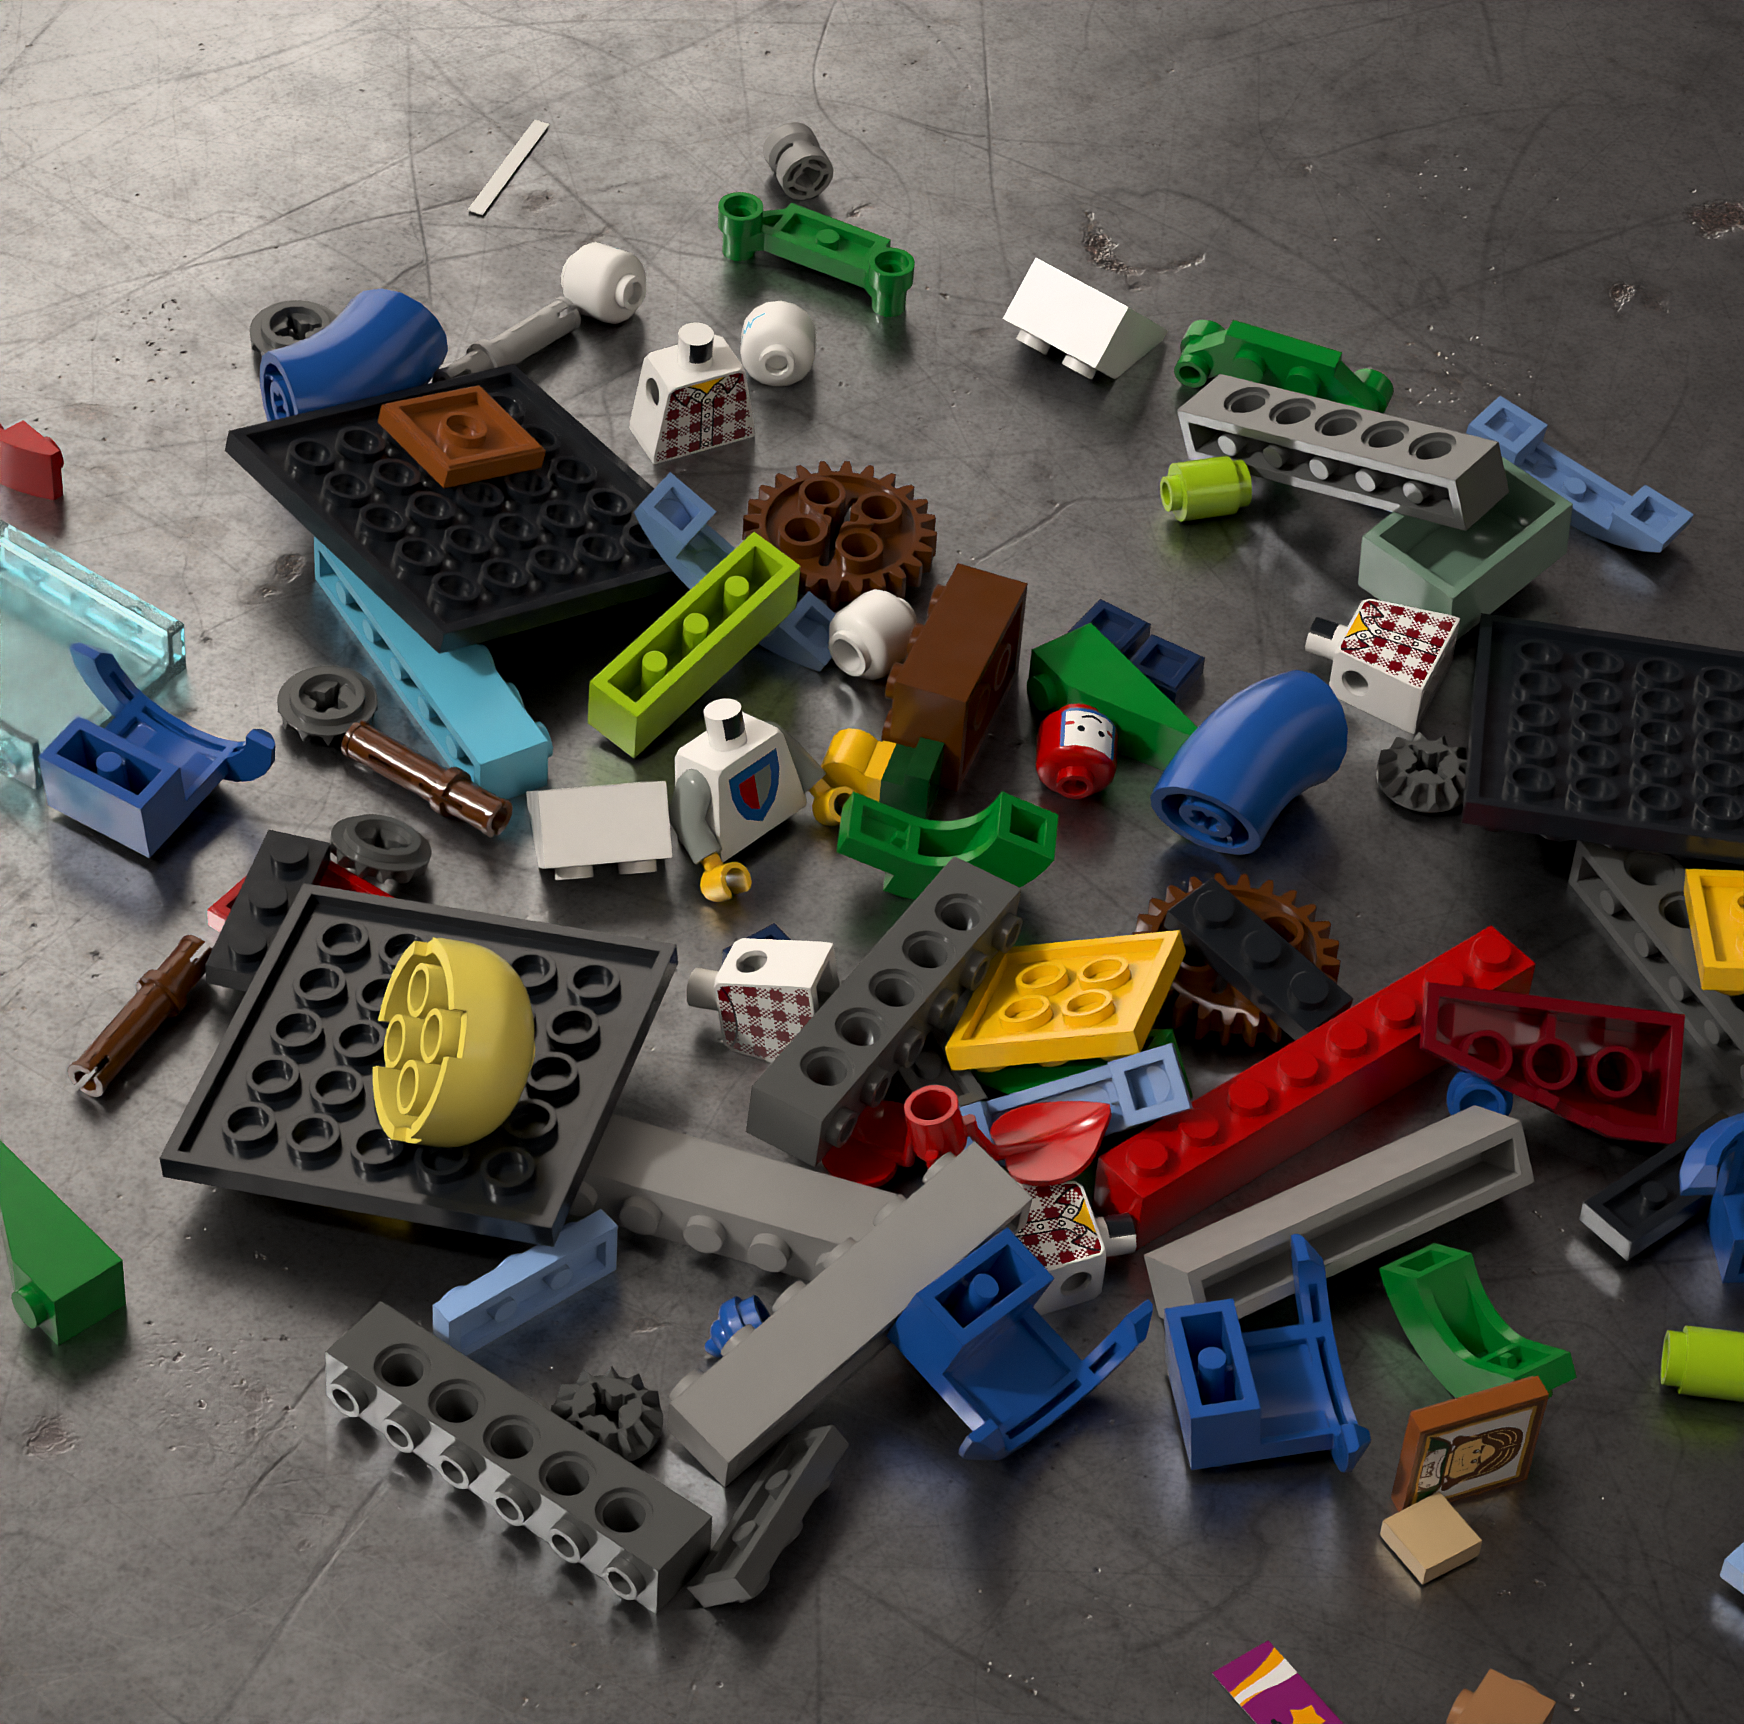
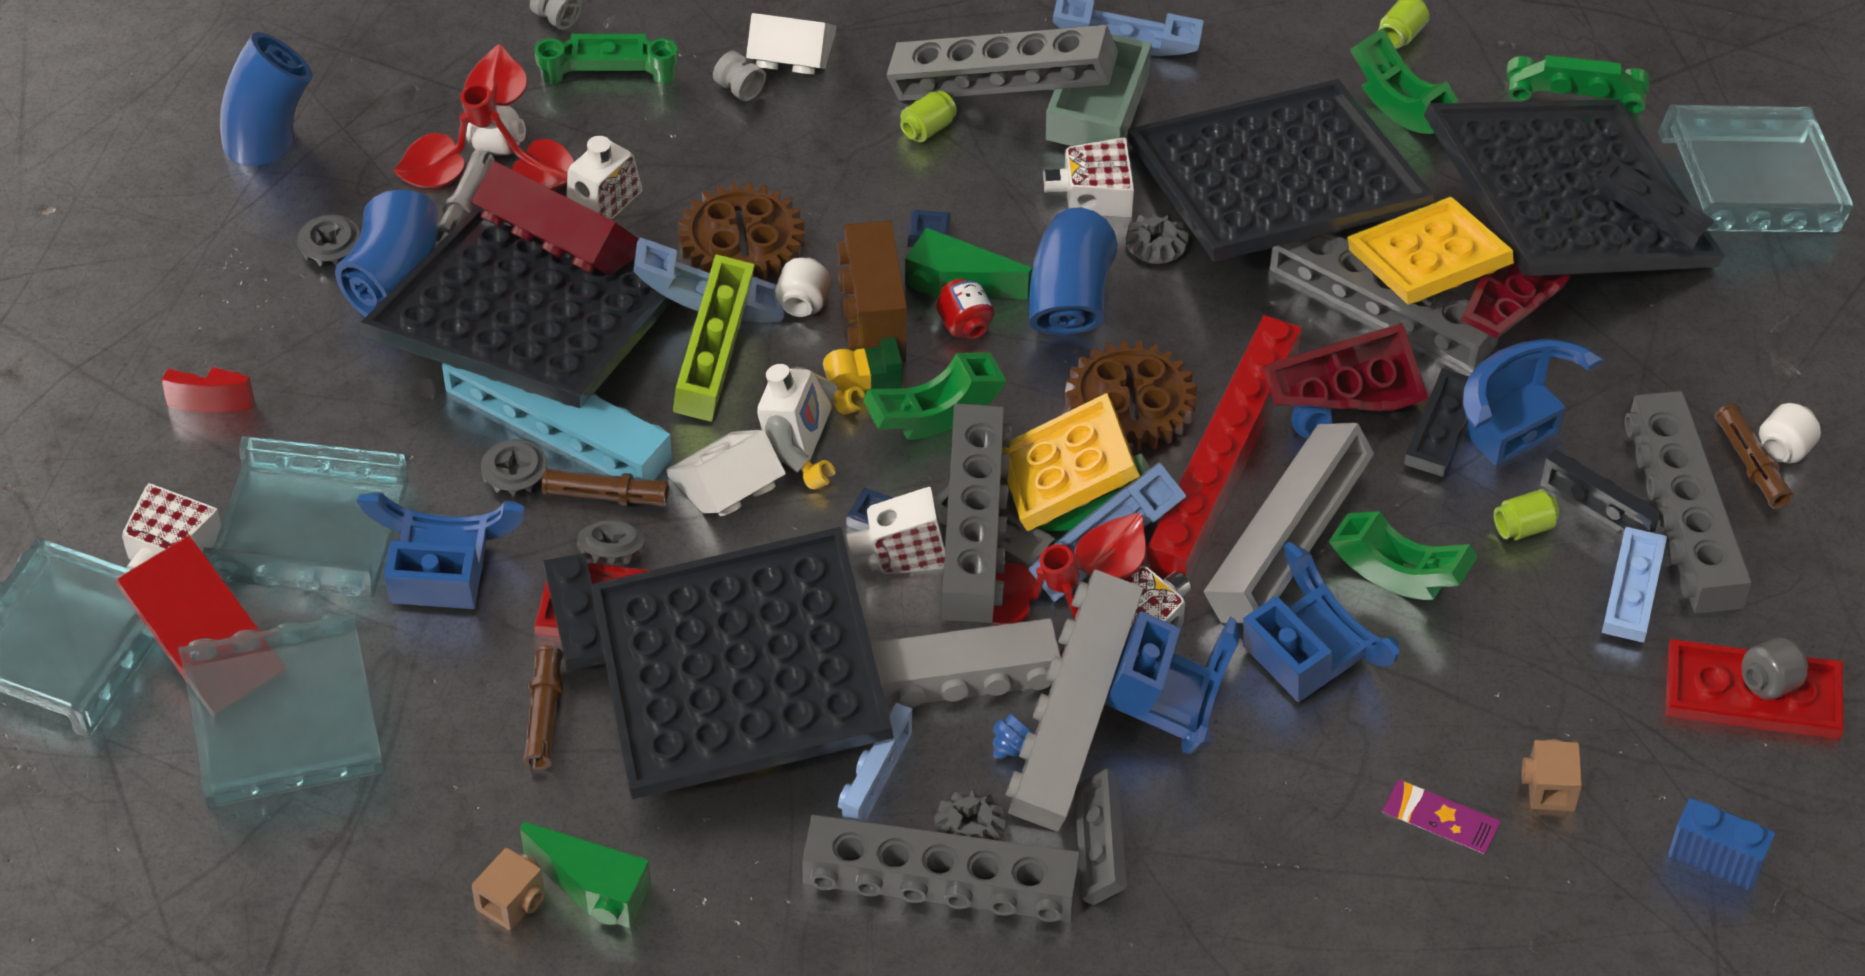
camera: 25 degrees left, 5 degrees up
(318, 125) = (262, 101): none -> blue brick
(452, 1044) = (775, 637): light yellow cylinder -> none
(461, 436) = (491, 265): dark orange tile -> none
(508, 167) = (378, 77): white sticker -> none
(583, 411) = (554, 220): none -> dark red slope
(639, 220) = (494, 80): none -> red plant
(778, 337) = (625, 125): white head -> none
(981, 339) = (735, 73): none -> light grey wheel
(1169, 666) = (975, 232): dark blue tile -> none
(1256, 960) = (1154, 392): black plate -> none
(1277, 362) = (919, 23): green plate -> none
(1430, 1538) = (1445, 681): tan tile -> none
(1470, 1443) = (1443, 620): tile -> none

